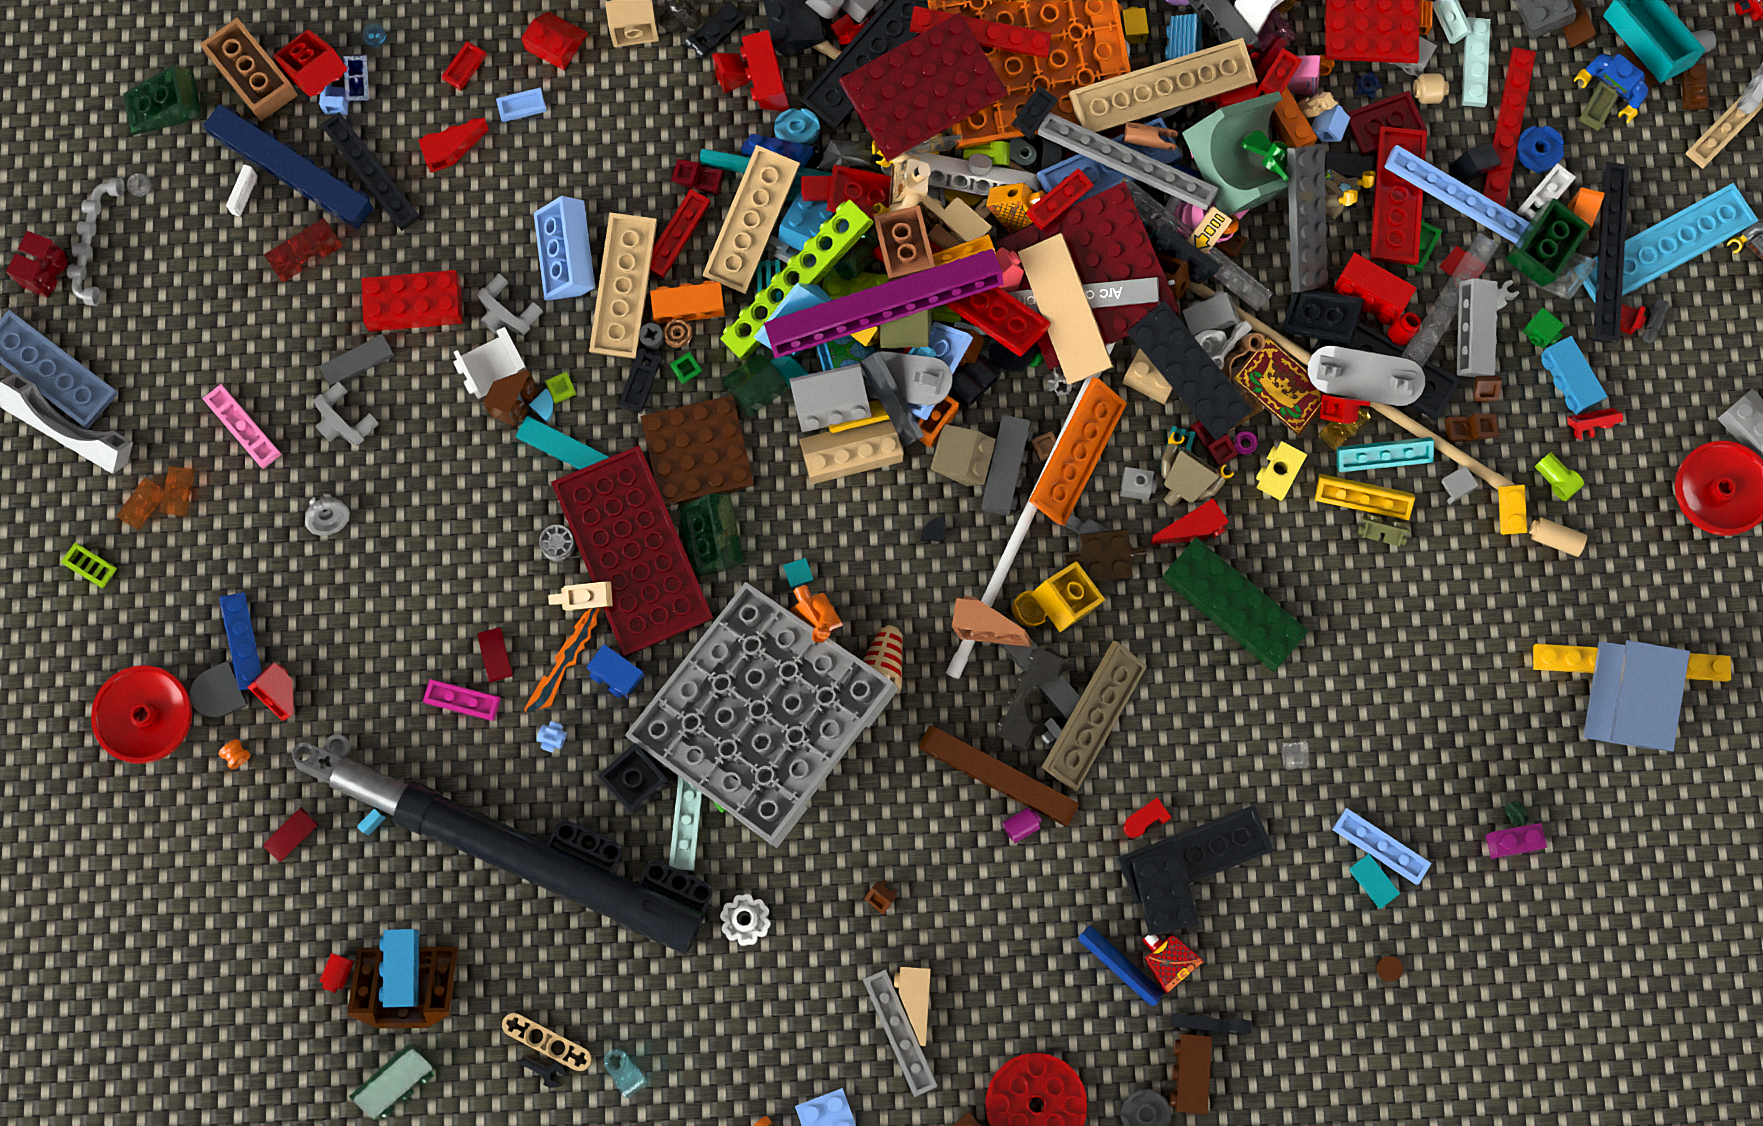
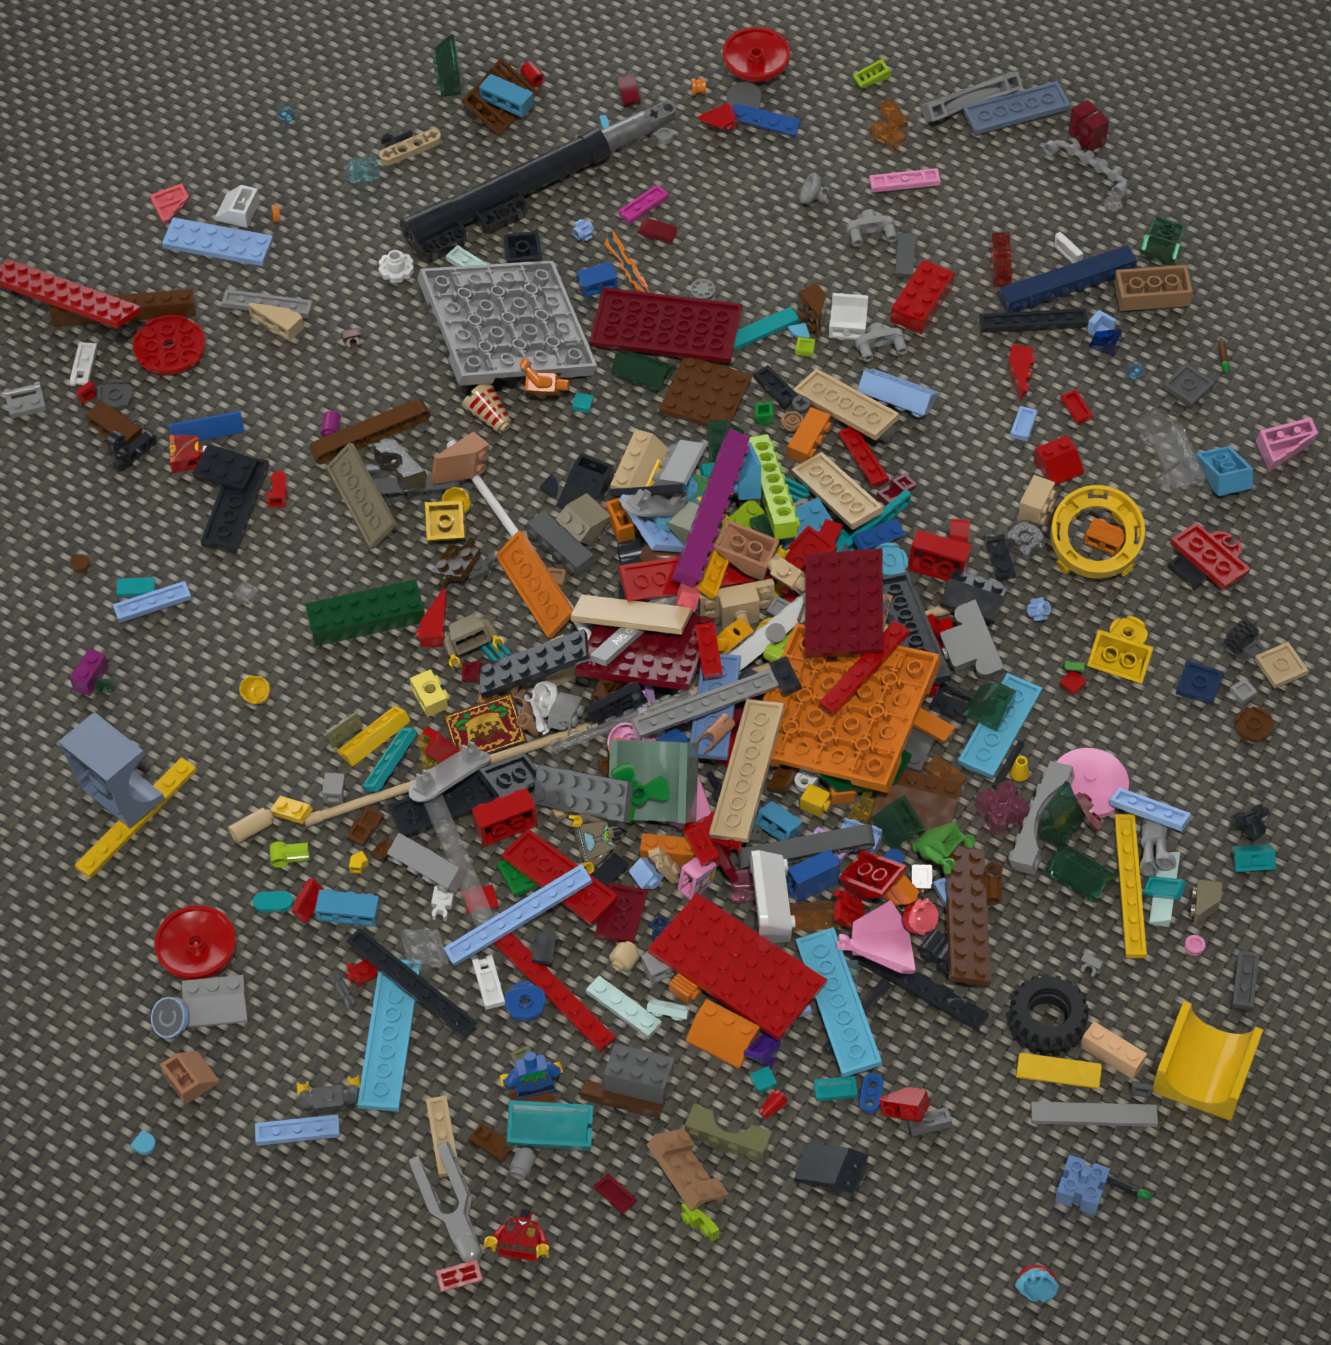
camera: 125 degrees right, 20 degrees down
(310, 63) = (1130, 313): red brick -> none
(583, 596) = (655, 283): hinge -> none
(913, 488) = (589, 477): none -> black slope
(1138, 483) = (488, 607): light grey brick -> none
(1209, 230) = (617, 720): tan tile -> none
(1248, 436) = (465, 683): magenta plate -> none
(1404, 328) = (462, 812): red brick -> none
(1409, 648) = (255, 689): none -> yellow hair
(1516, 404) = (358, 863): none -> yellow piece
(1543, 329) = (394, 911): green brick -> none
(1548, 242) = (448, 939): dark green brick -> none
(1586, 205) = (456, 988): orange slope -> none
(1617, 456) = (273, 901): none -> teal tile

